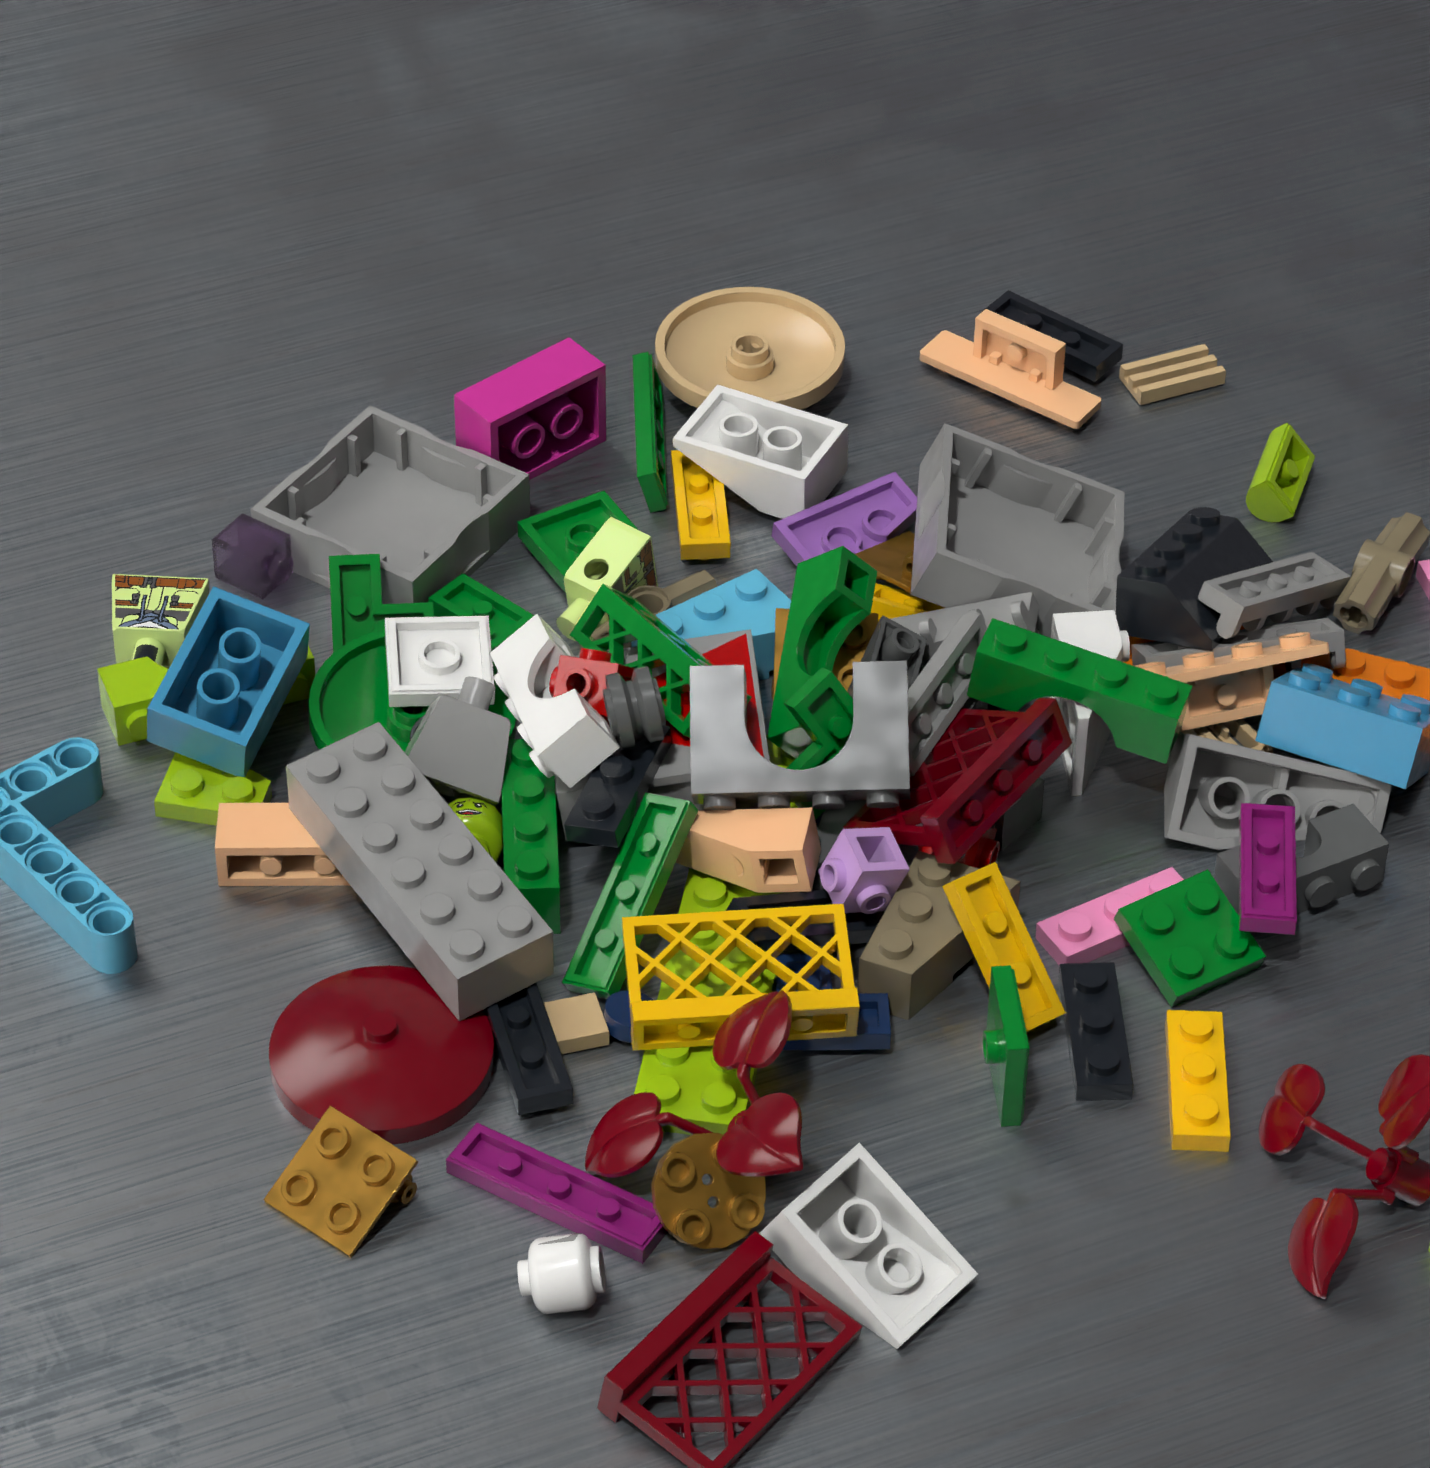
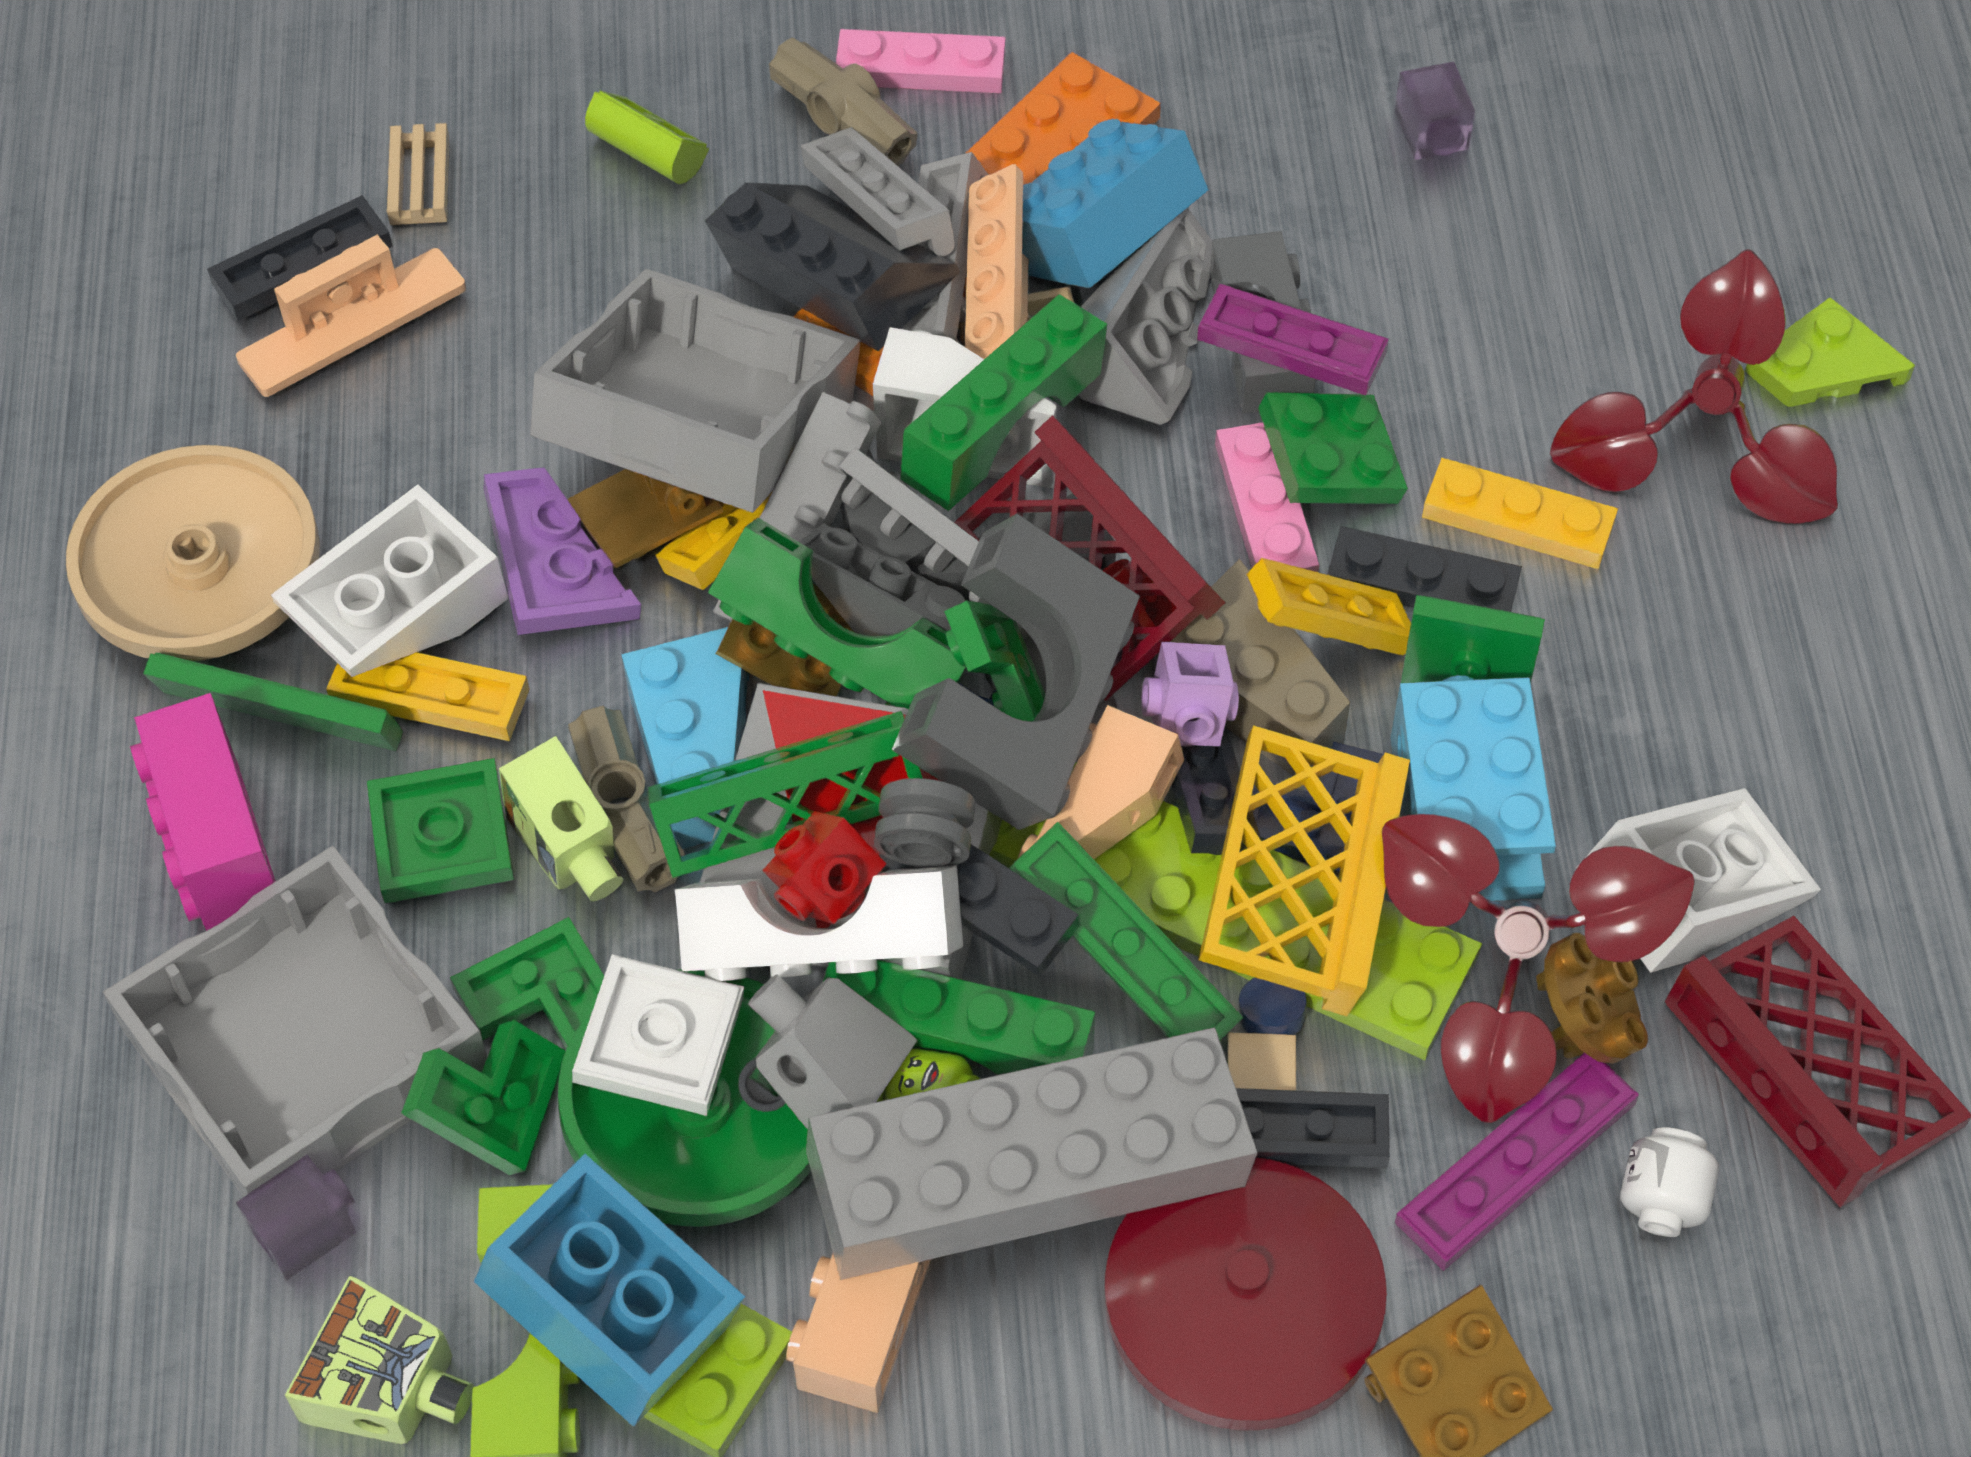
camera: 70 degrees left, 15 degrees up
(879, 1076) = (1480, 763): none -> medium azure torso

